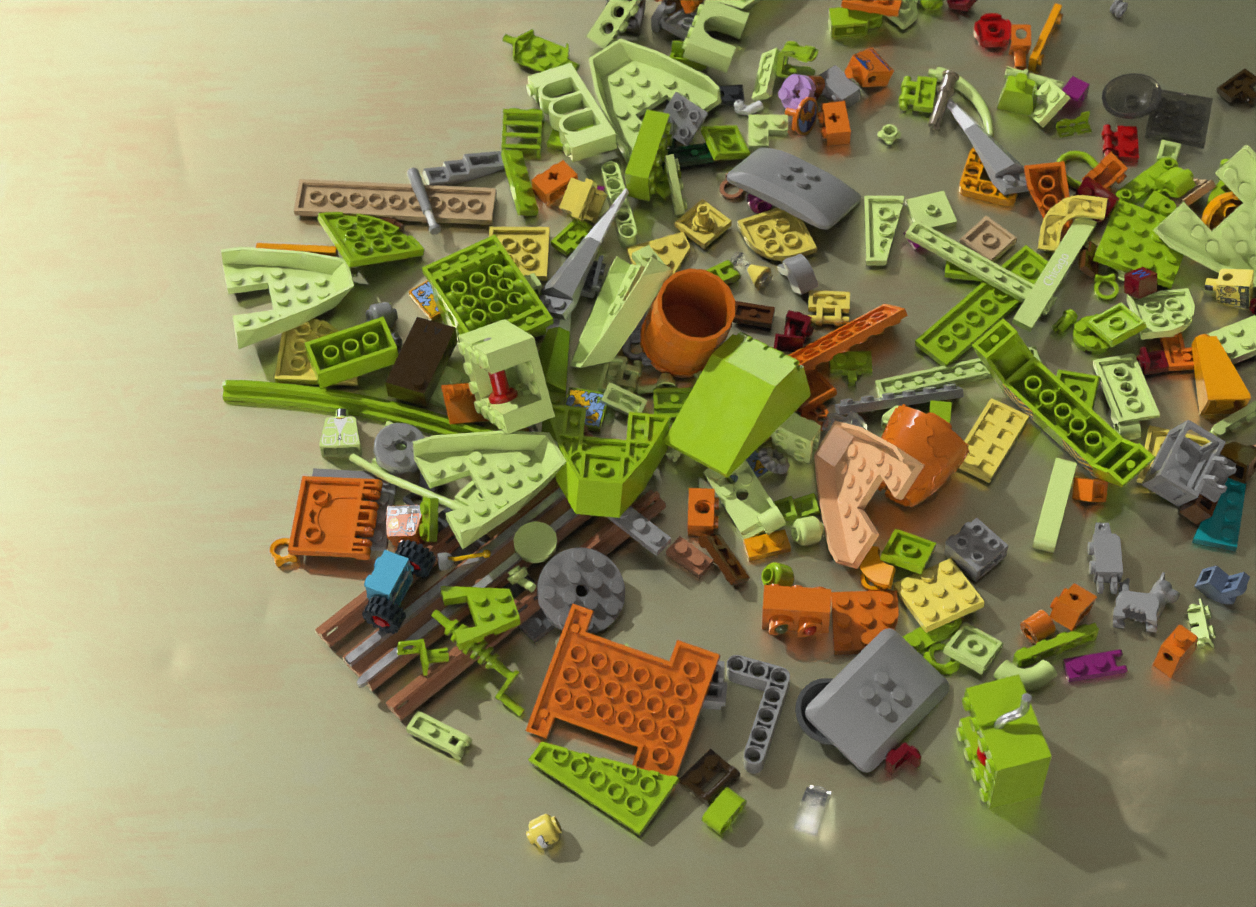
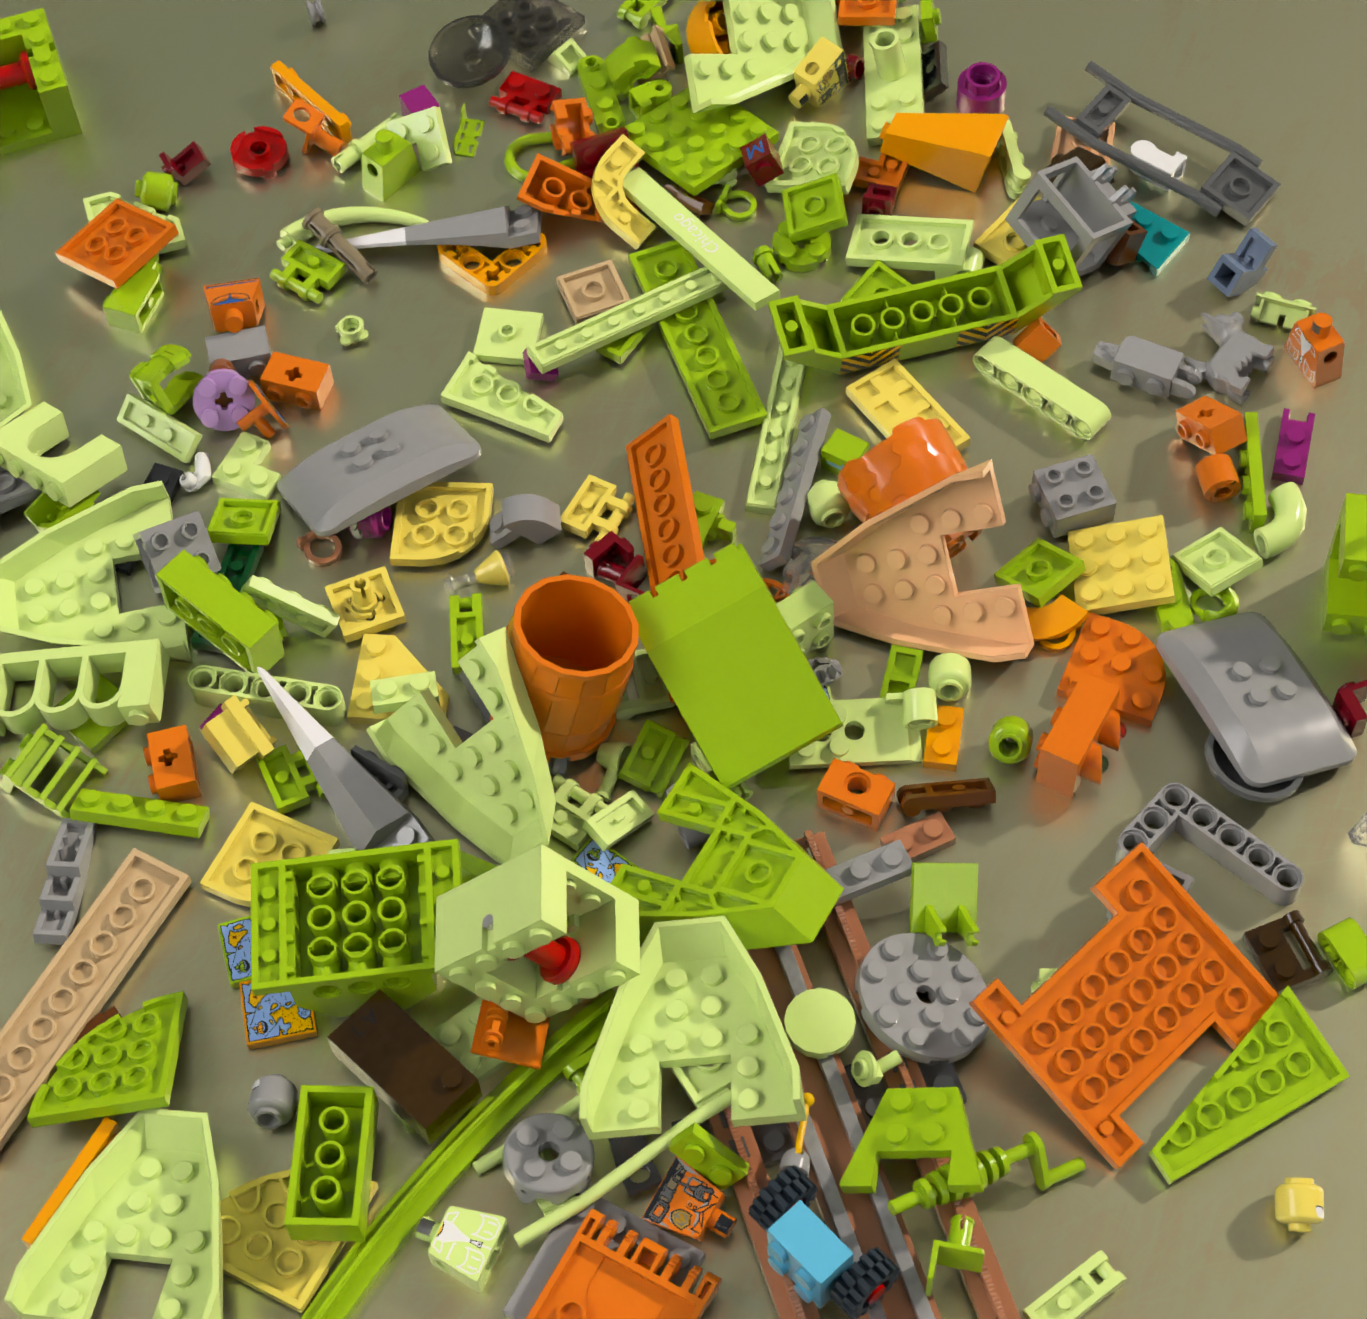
camera: 65 degrees left, 0 degrees up
(420, 192) = (90, 955): light grey piece -> none
(649, 579) = (944, 900): none -> lime plate

